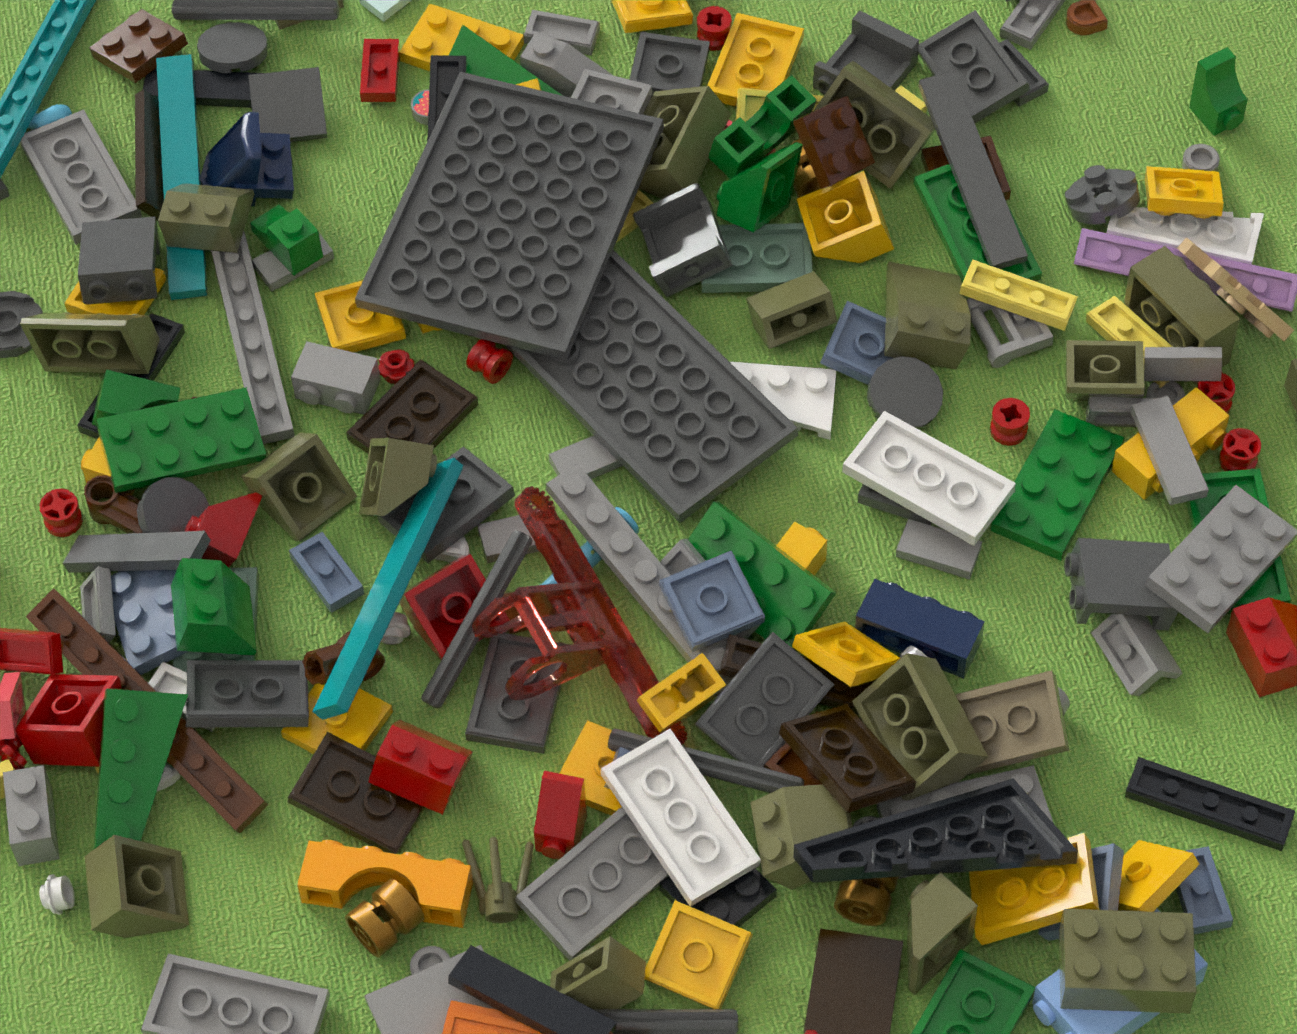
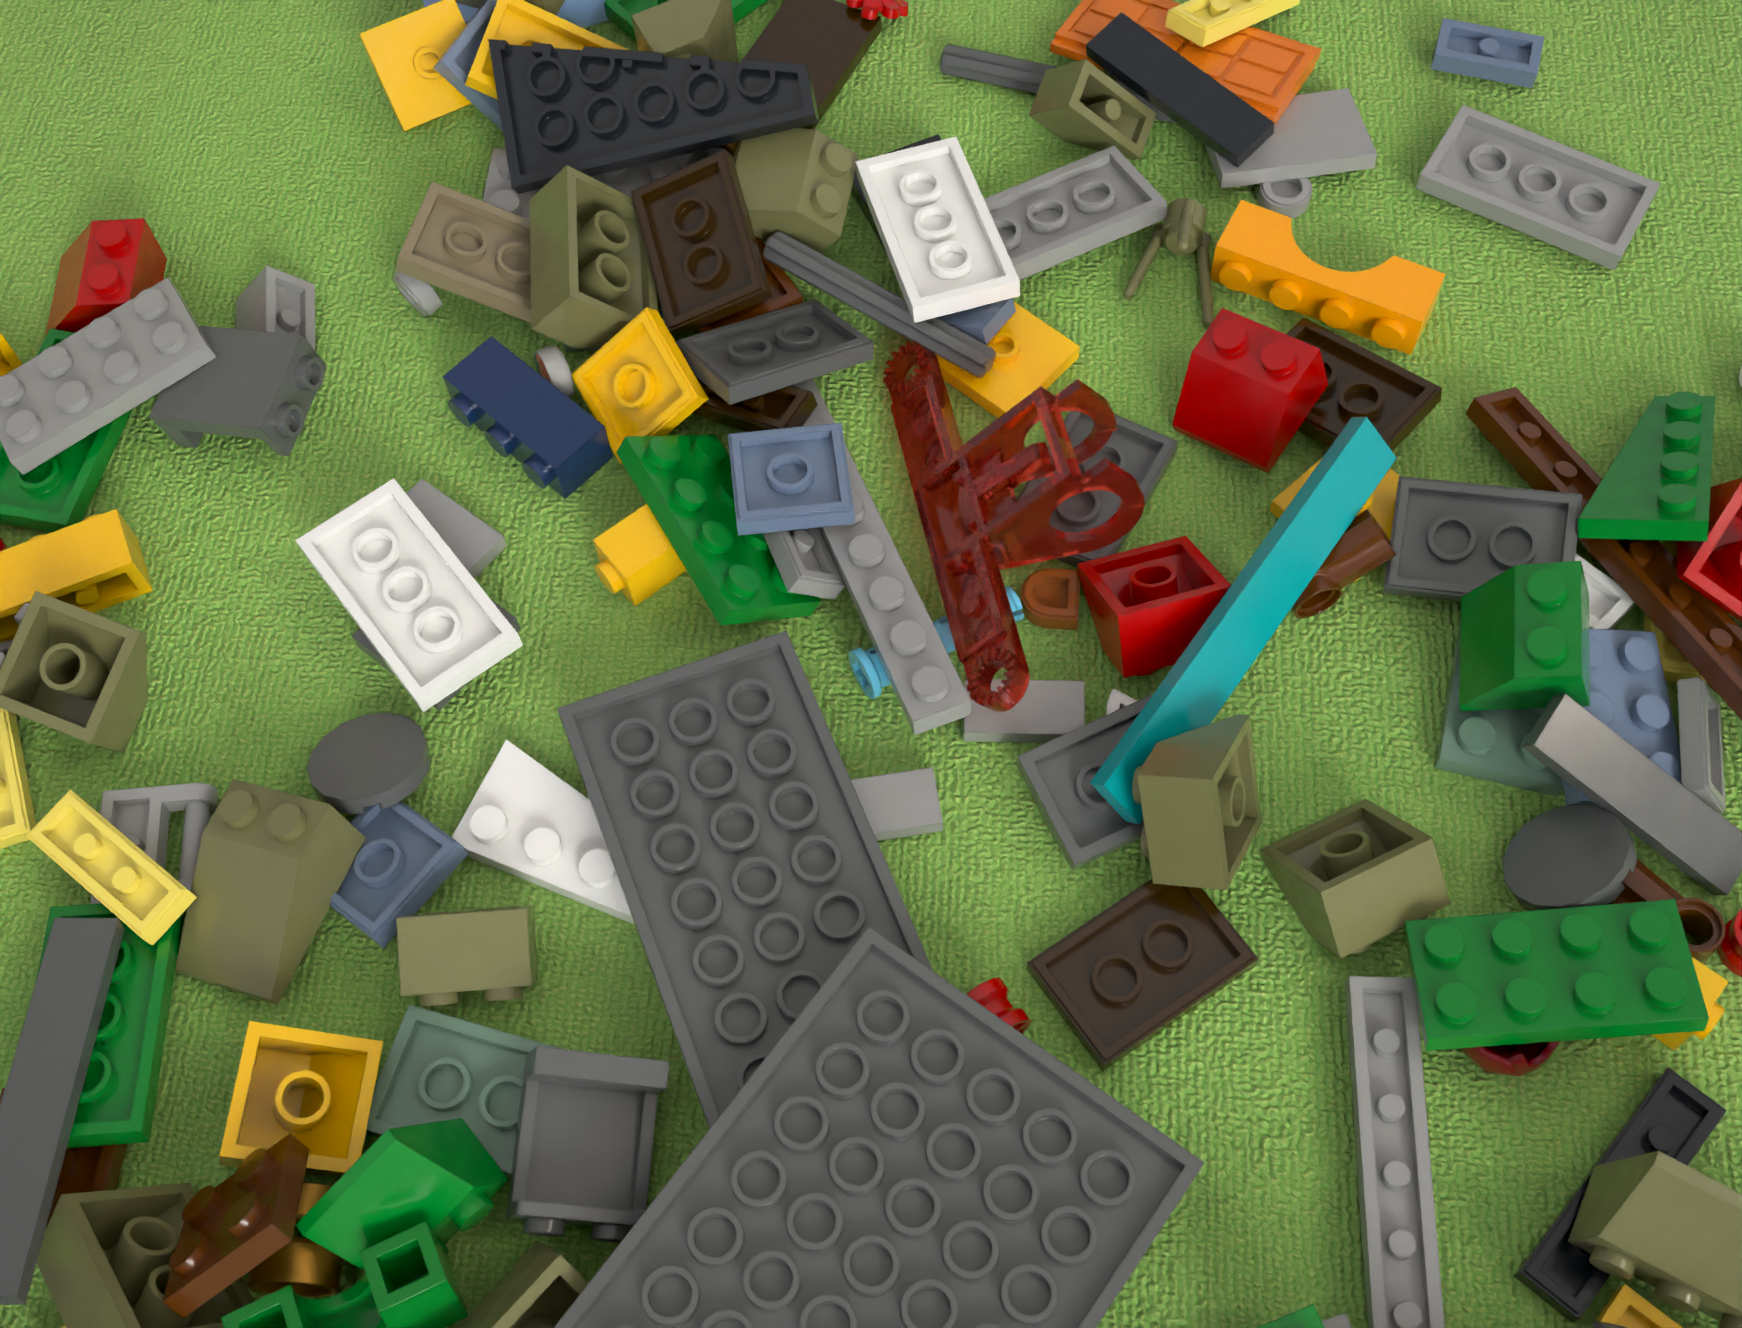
camera: 160 degrees left, 5 degrees up
(127, 393) = (1636, 1100): green arch -> none
(135, 888) = (1658, 341): olive slope -> none
(226, 526) = (1493, 816): red slope -> none
(326, 572) = (1332, 721): sand blue plate -> none
(335, 378) = (1260, 1058): light grey brick -> none
(354, 327) = (1223, 1205): yellow plate -> none
(393, 373) = (1144, 1084): red plate -> none
(396, 909) = (1341, 228): pearl gold wheel -> none
(465, 640) = (1123, 554): dark grey axle -> none
(559, 814) = (1081, 289): red slope -> none
(682, 693) = (873, 384): yellow arch -> none
(697, 955) = (966, 110): yellow plate -> none
(1014, 430) = (241, 695): red wheel -> none
(1057, 484) = (226, 584): green plate -> none
(1169, 450) = (63, 526): light grey tile -> none
(1204, 895) = (357, 79): sand blue plate -> none
(1210, 804) = (303, 153): black tile -> none

